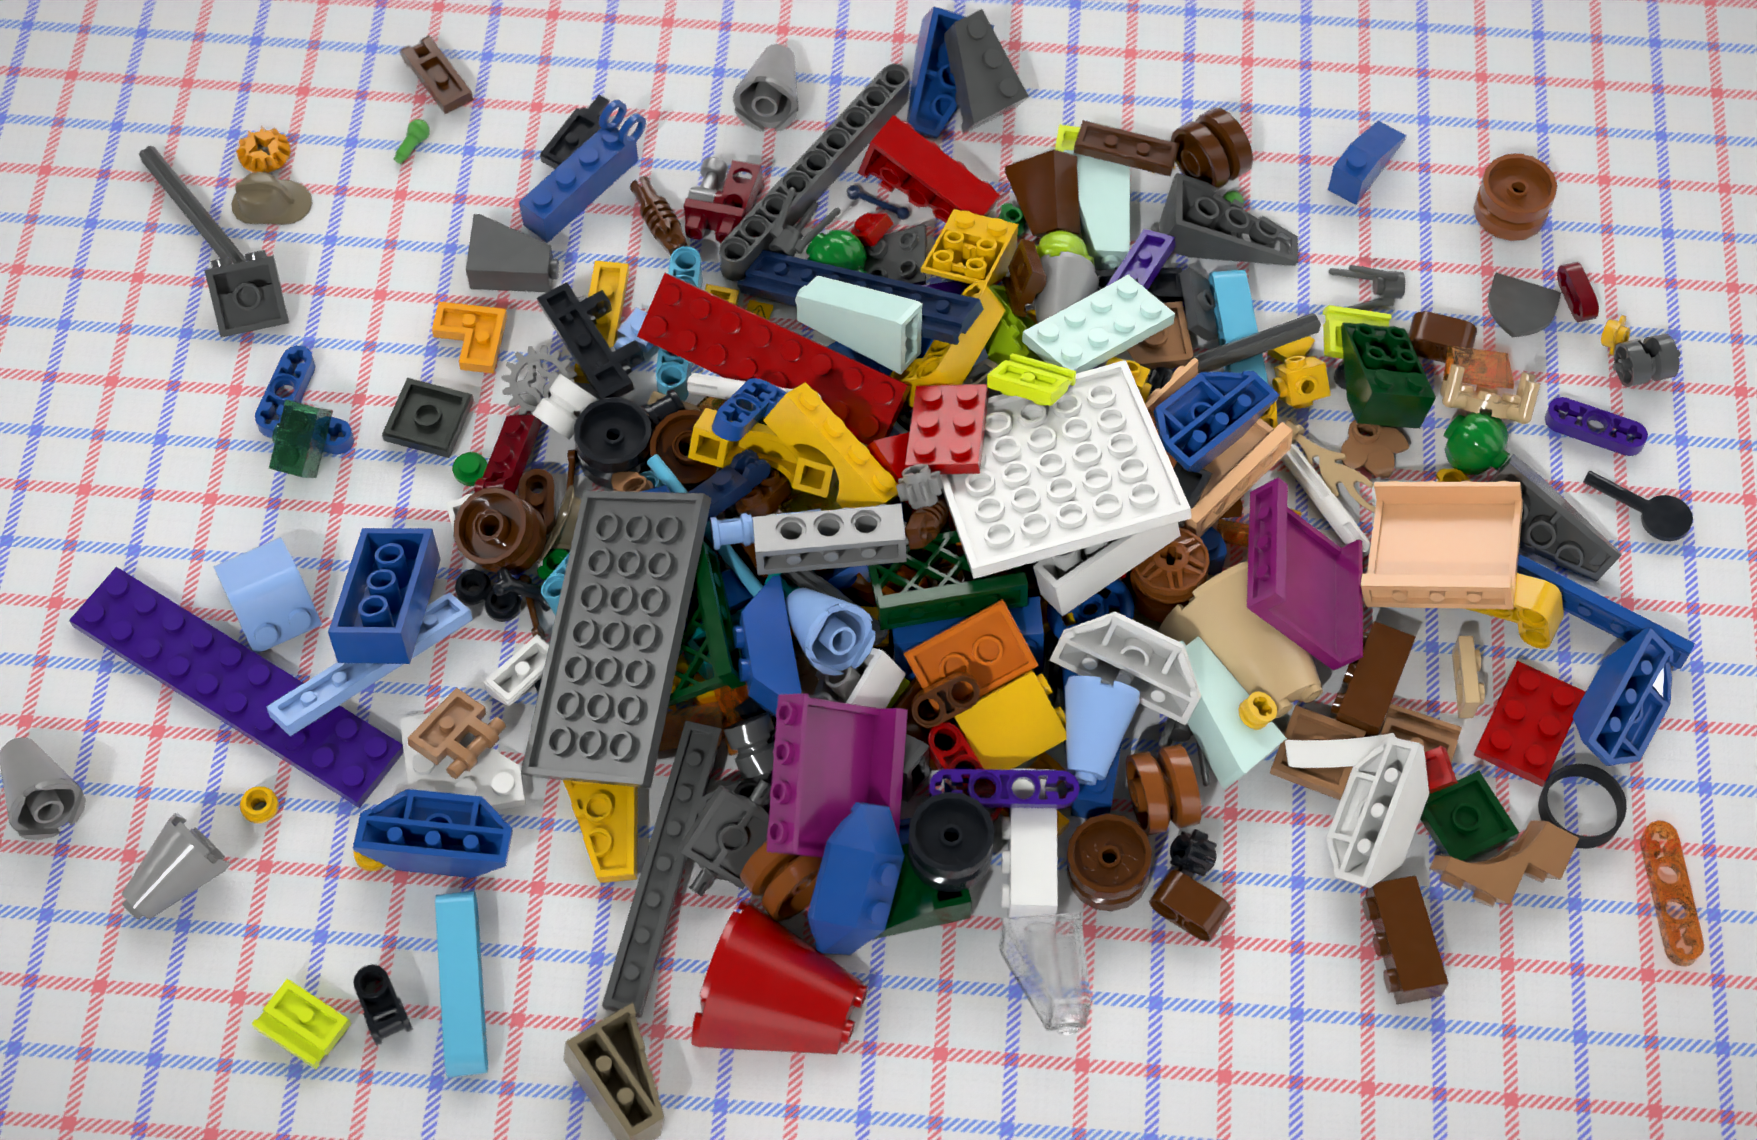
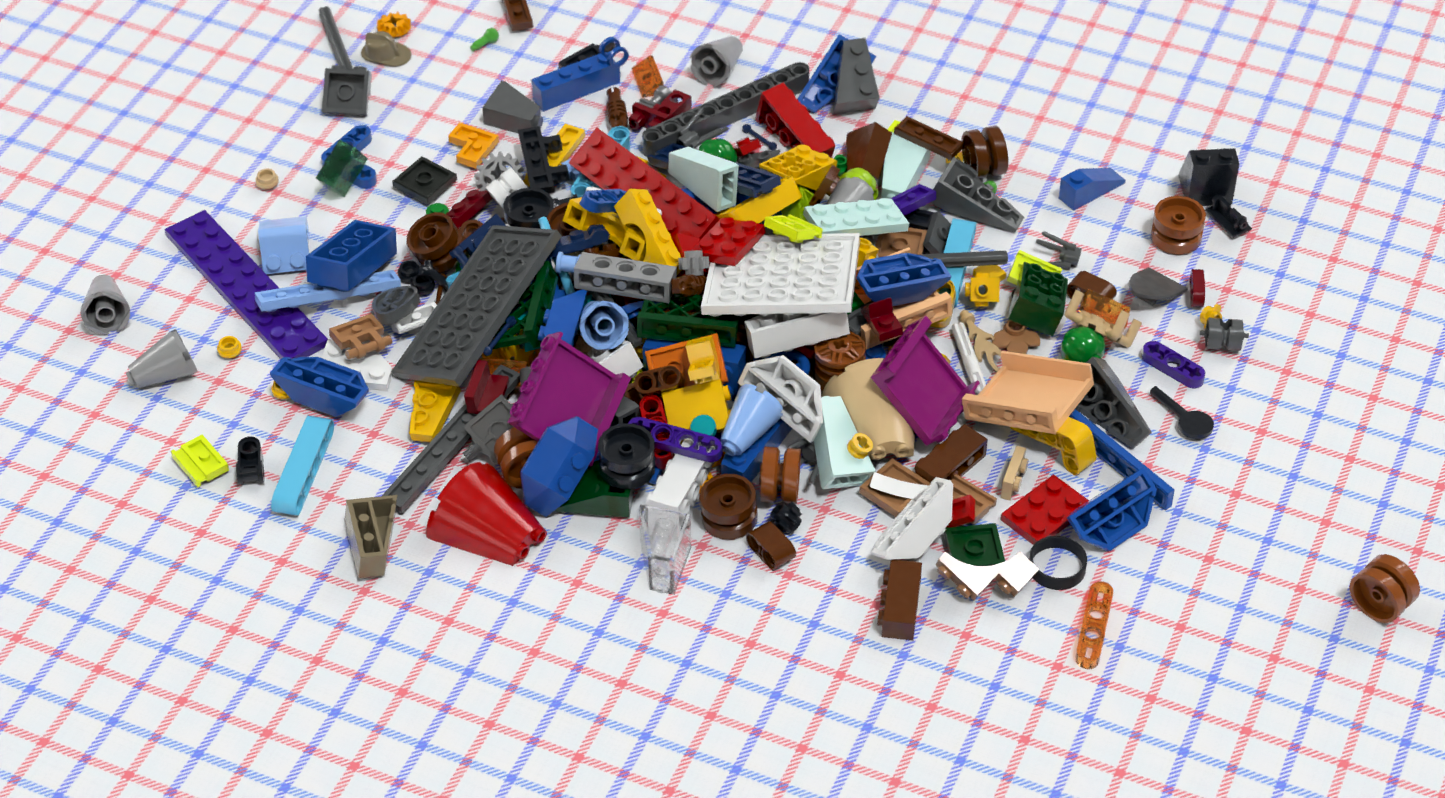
camera: 20 degrees right, 15 degrees down
(188, 483) = (266, 179): none -> tan plate
(496, 662) = (395, 304): none -> dark grey piece
(564, 518) = (473, 240): none -> dark blue plate
(678, 143) = (647, 76): none -> clear orange slope
(685, 657) = (510, 321): none -> dark blue hinge
(687, 776) = (484, 388): none -> dark red panel
(1002, 653) = (703, 360): none -> yellow brick
(1034, 753) = (704, 424): none -> teal tile
(1213, 496) = (882, 319): none -> dark red slope
(1526, 108) = (1209, 174): none -> black slope
(1570, 164) = (1228, 217): none -> black hinge

